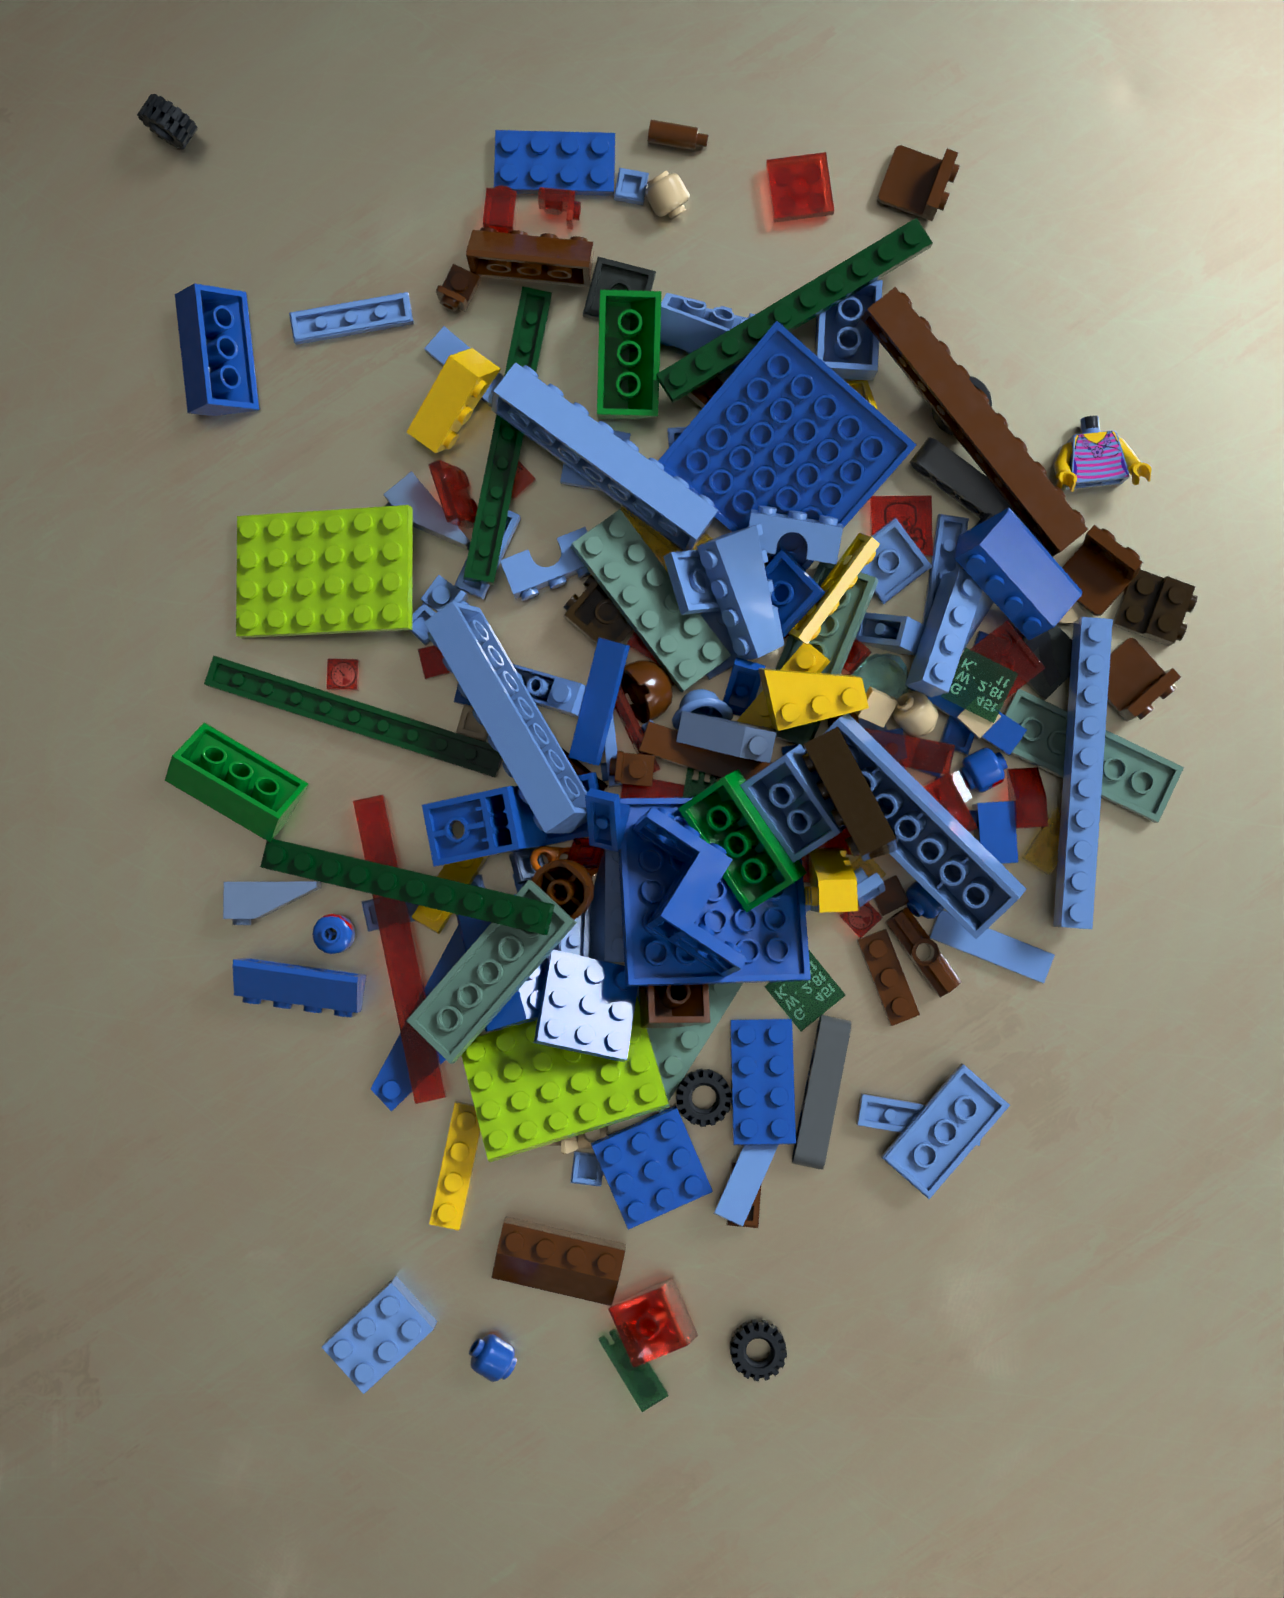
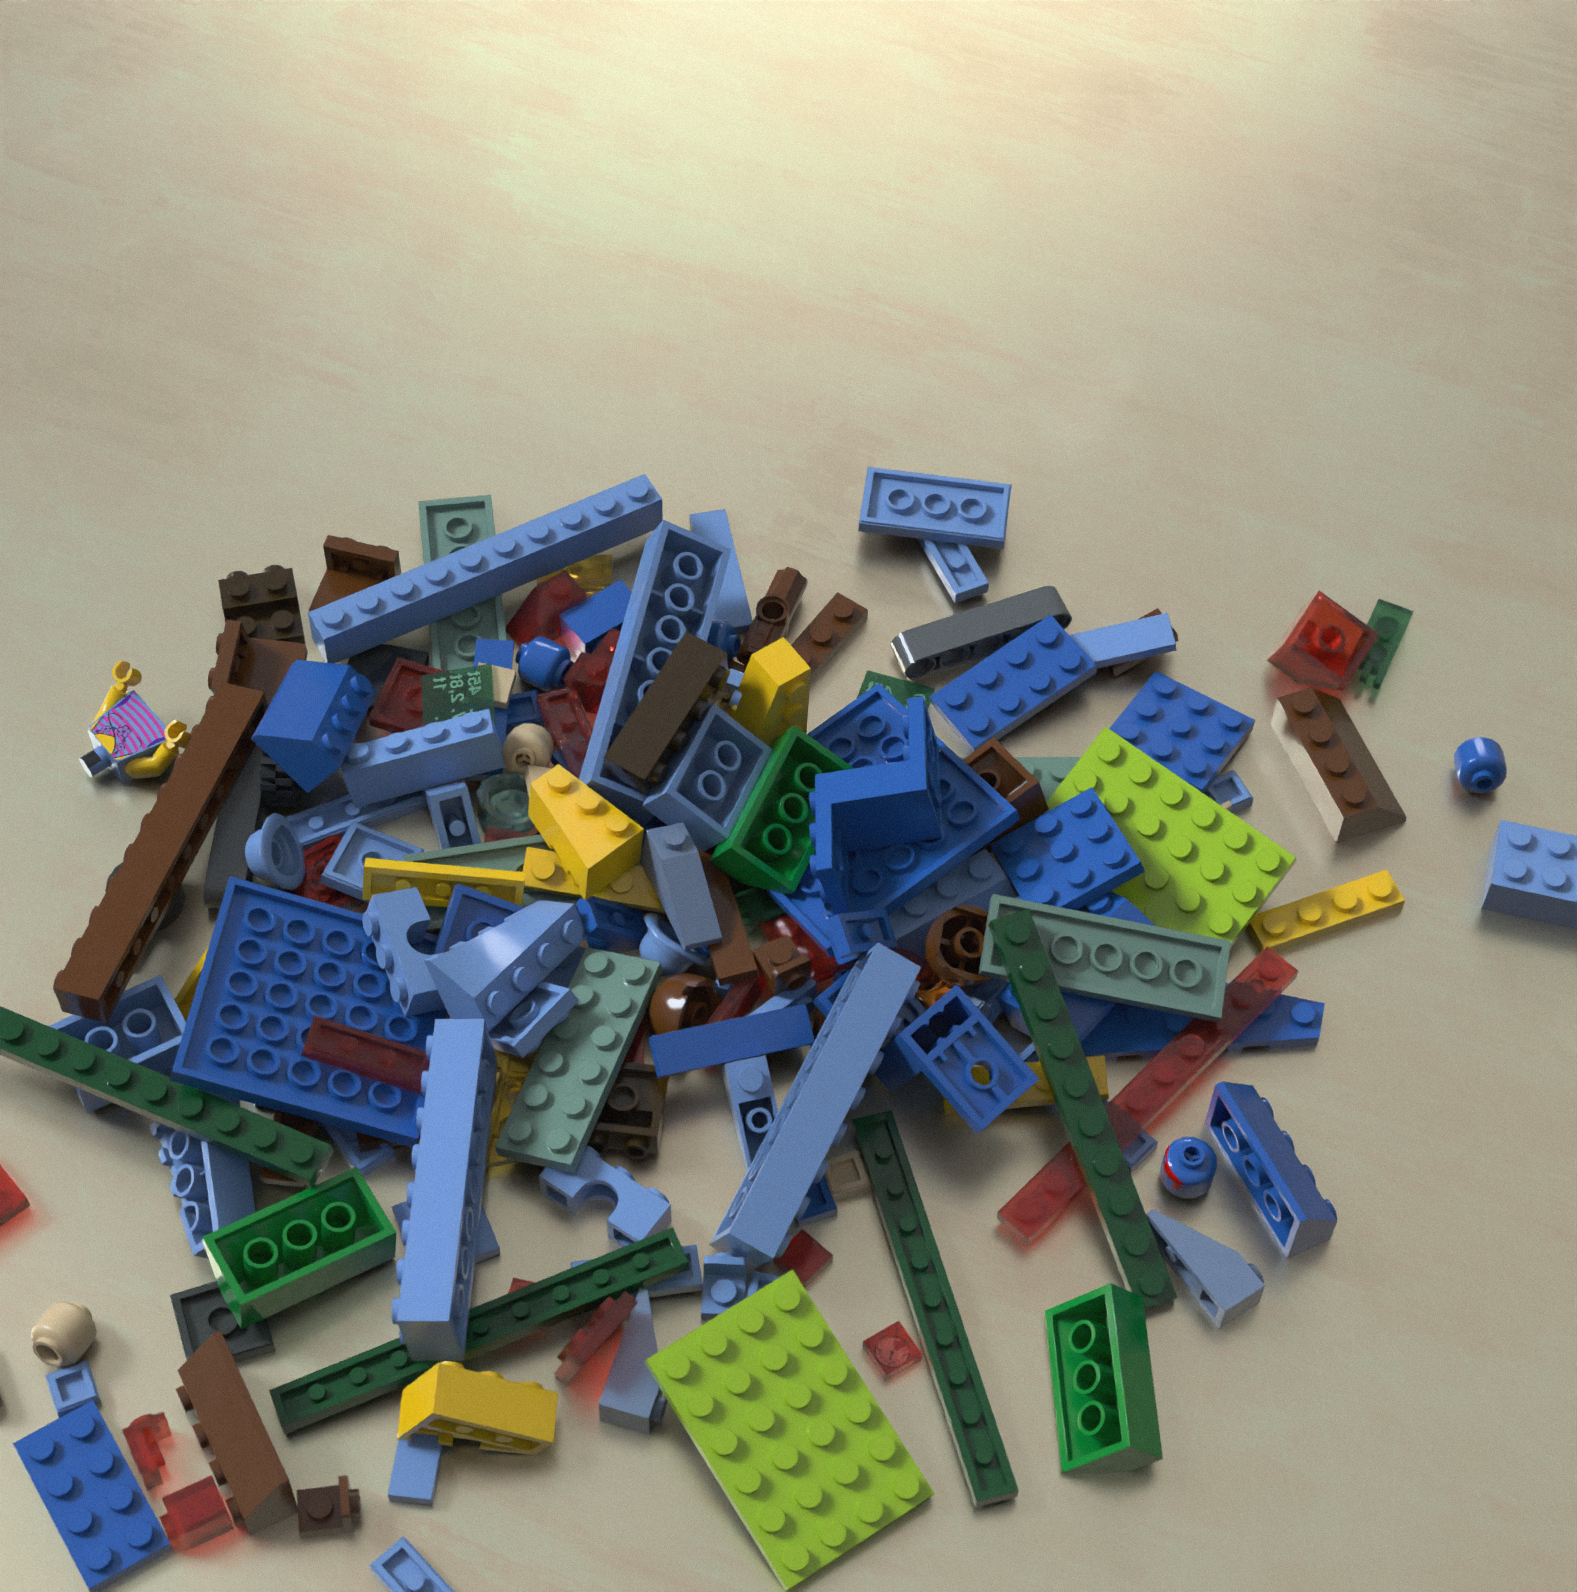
camera: 120 degrees left, 30 degrees down
(703, 1116) = (1068, 711): black tyre -> none
(731, 461) = (365, 1054): none -> clear red tile
(764, 1368) = (1272, 537): black tyre -> none
(929, 498) = (276, 853): none -> medium blue hat

